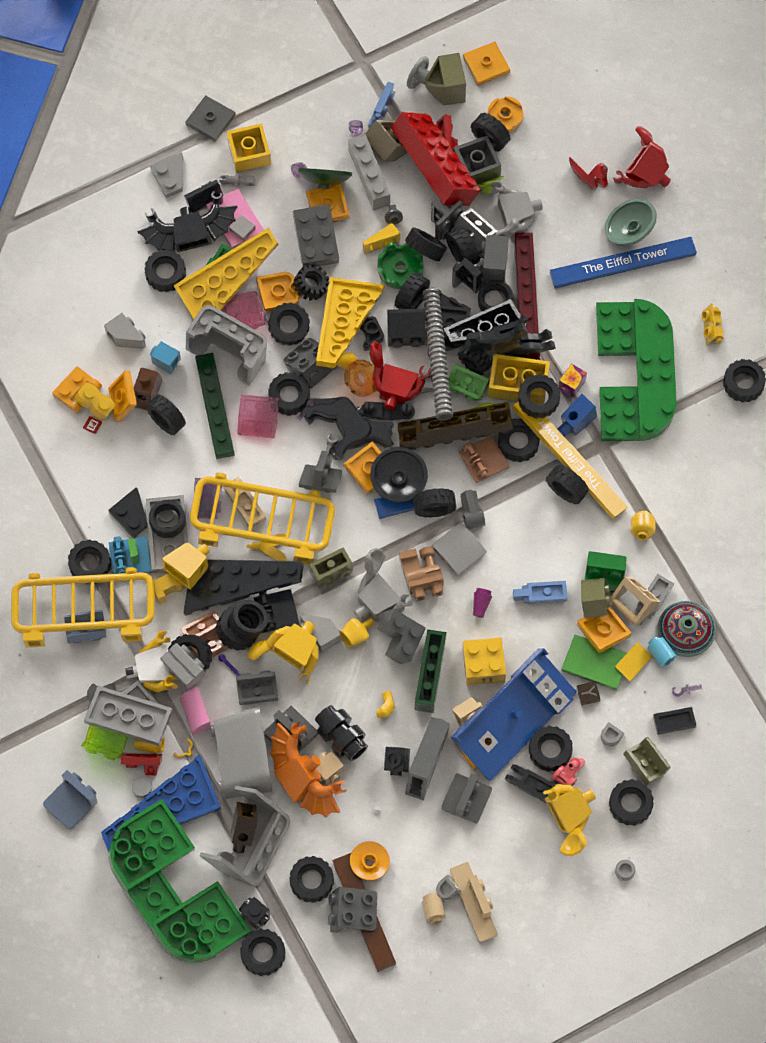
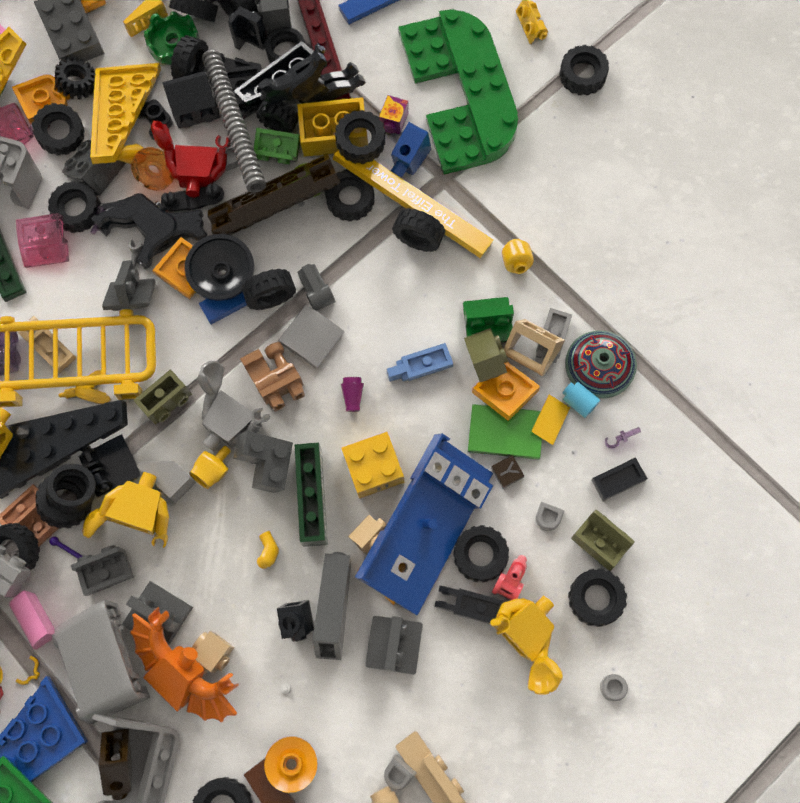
camera: 10 degrees left, 5 degrees up
(346, 739) = (226, 609): black piece -> none
(483, 458) = (314, 226): nougat hinge -> none

